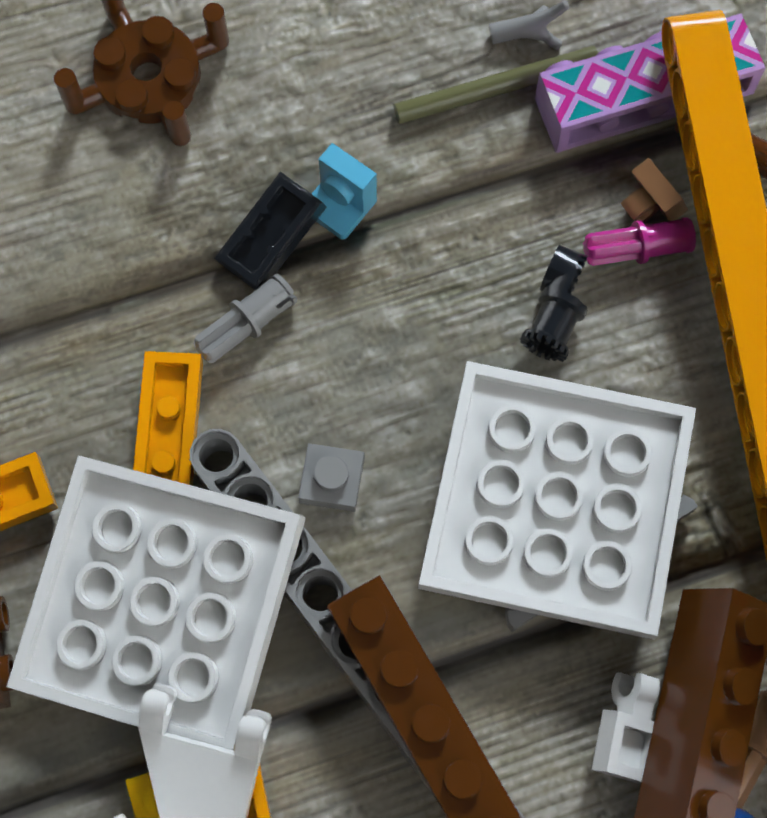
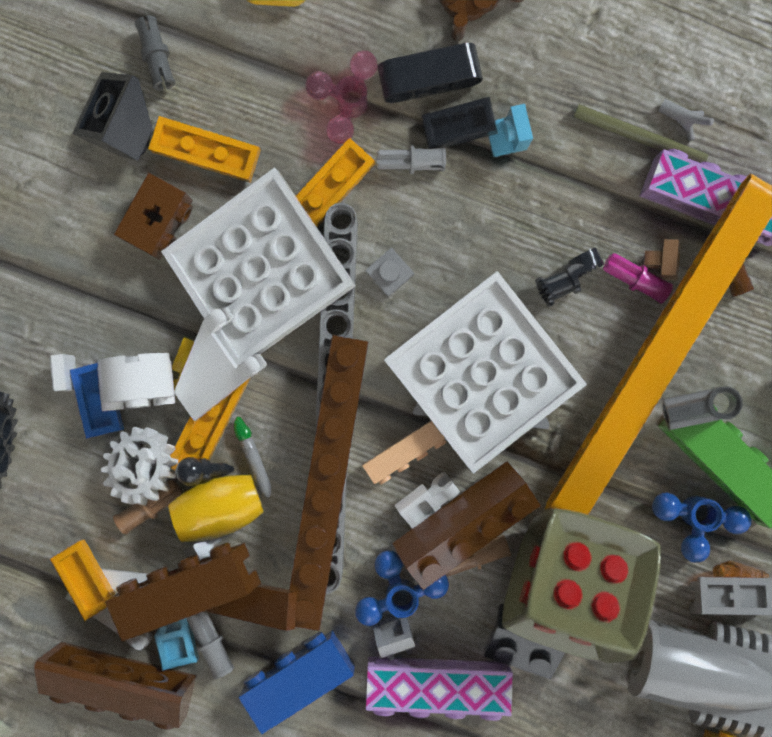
camera: 40 degrees right, 15 degrees up
(58, 319) = (320, 86): none -> clear pink piece
(183, 203) = (430, 73): none -> black beam
(542, 691) = (401, 453): none -> light nougat piece

